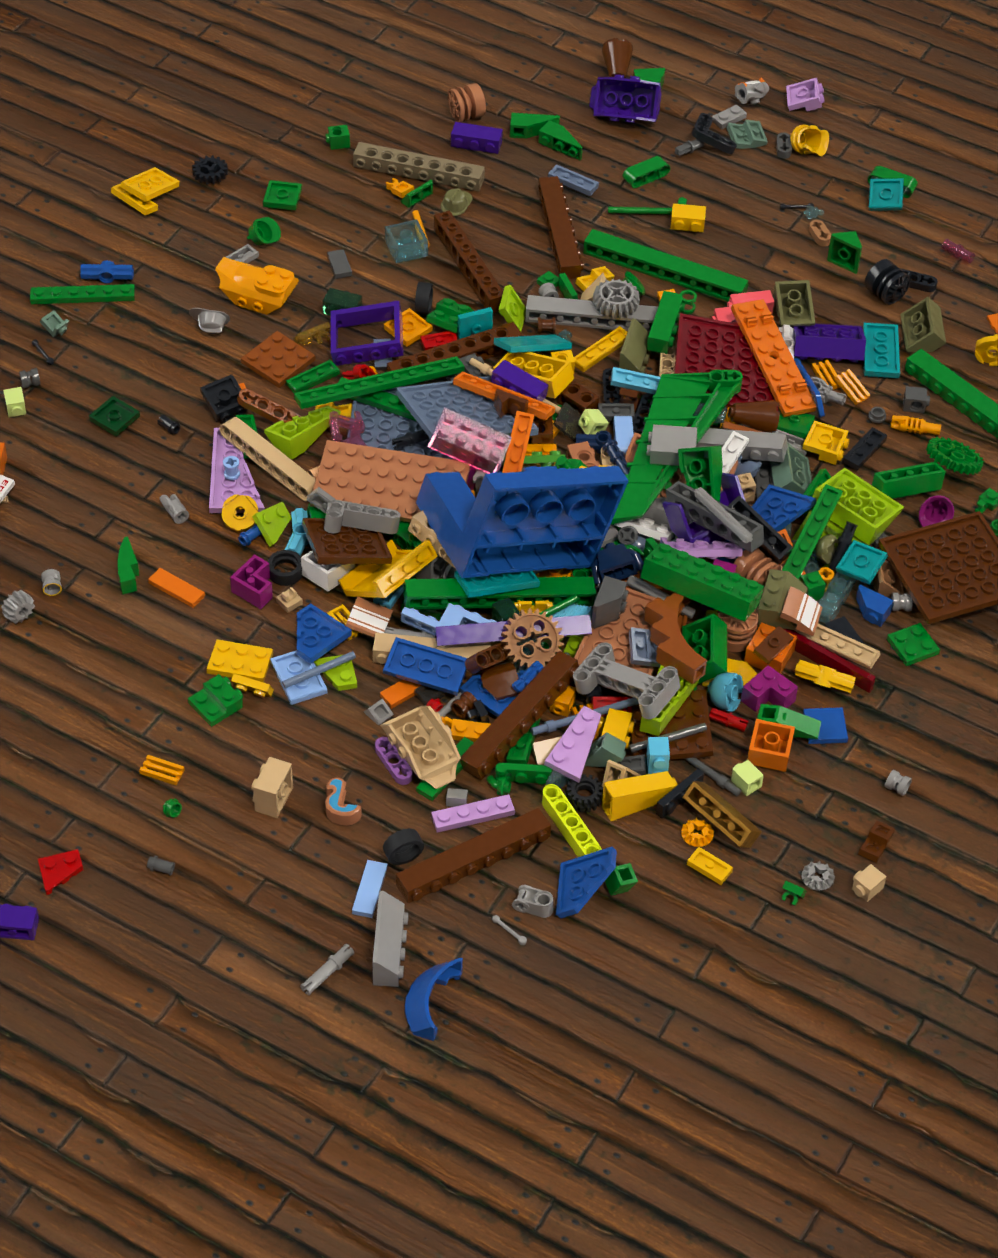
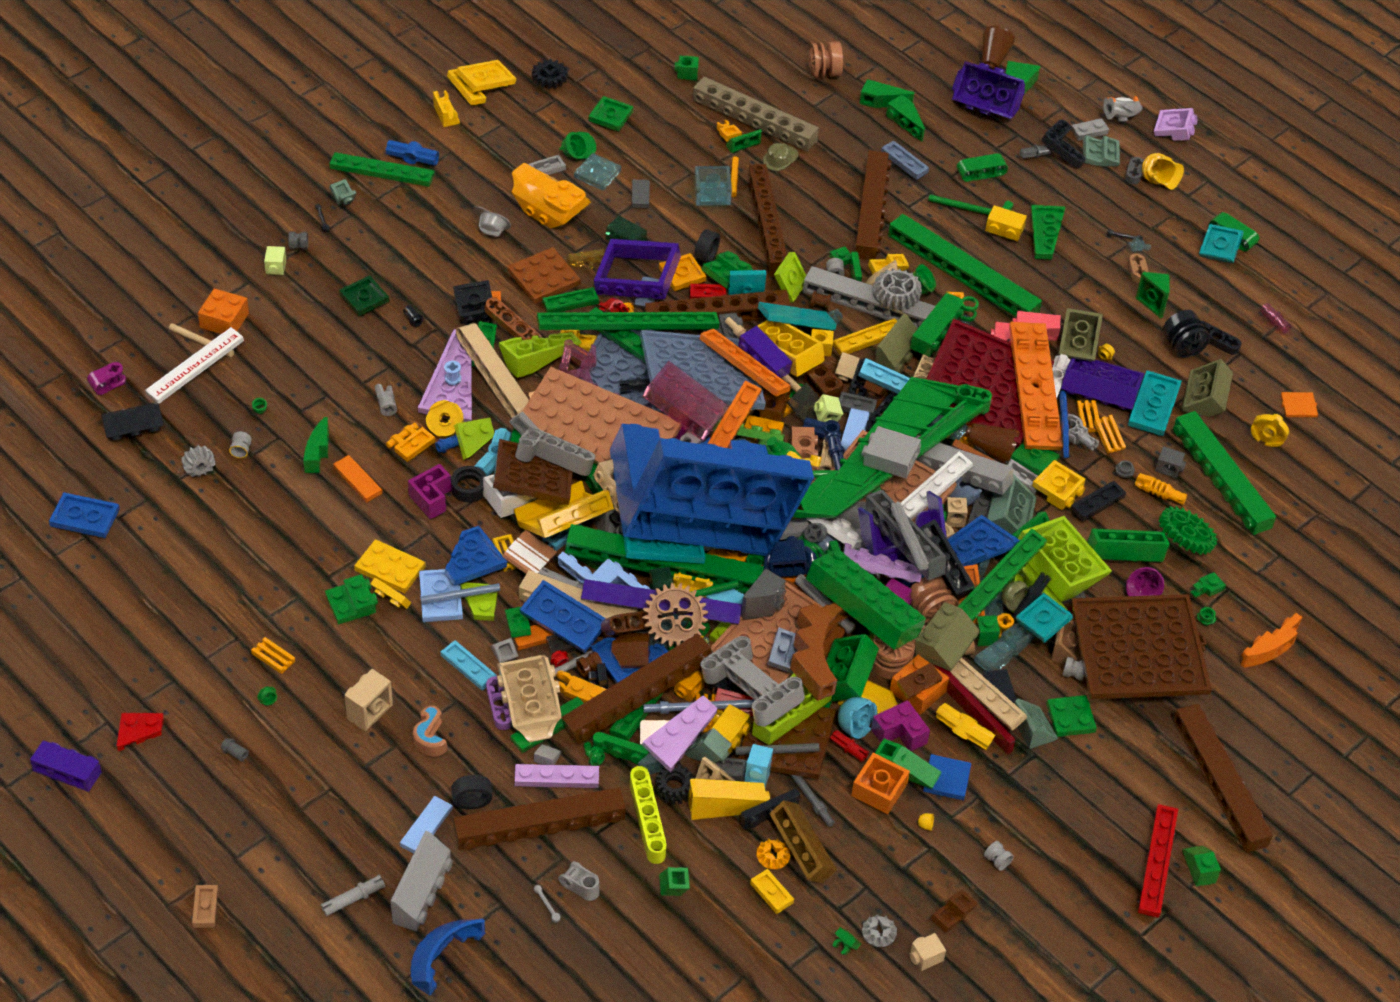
camera: 15 degrees right, 0 degrees up
(52, 539) = (258, 403): none -> green hinge
(121, 225) = (445, 110): none -> yellow hinge
(191, 1015) = (205, 906): none -> medium nougat plate
(218, 542) = (414, 443): none -> light orange plate
(289, 600) = (461, 517): tan tile -> none
(290, 252) = (597, 171): none -> clear light blue plate
(349, 733) = (467, 664): none -> medium azure tile
(382, 683) = (517, 623): none -> green plate
(476, 137) = (824, 96): dark purple brick -> none
(509, 403) = (745, 371): reddish brown slope -> none
(527, 676) = (657, 651): blue axle -> none
(582, 878) = (634, 871): blue plate -> none
(594, 378) = (846, 366): none -> tan slope
(702, 468) = (911, 484): green wedge -> none
(724, 215) = (1045, 229): none -> green wing
(747, 777) = (844, 810): yellowish green brick -> none
(801, 610) = (961, 653): nougat slope -> none
(821, 314) = (1106, 352): none -> yellow plate
(821, 769) = (926, 821): none -> yellow hinge
(873, 605) = (1045, 666): blue slope -> none
(888, 664) = (1036, 728): none -> sand green slope

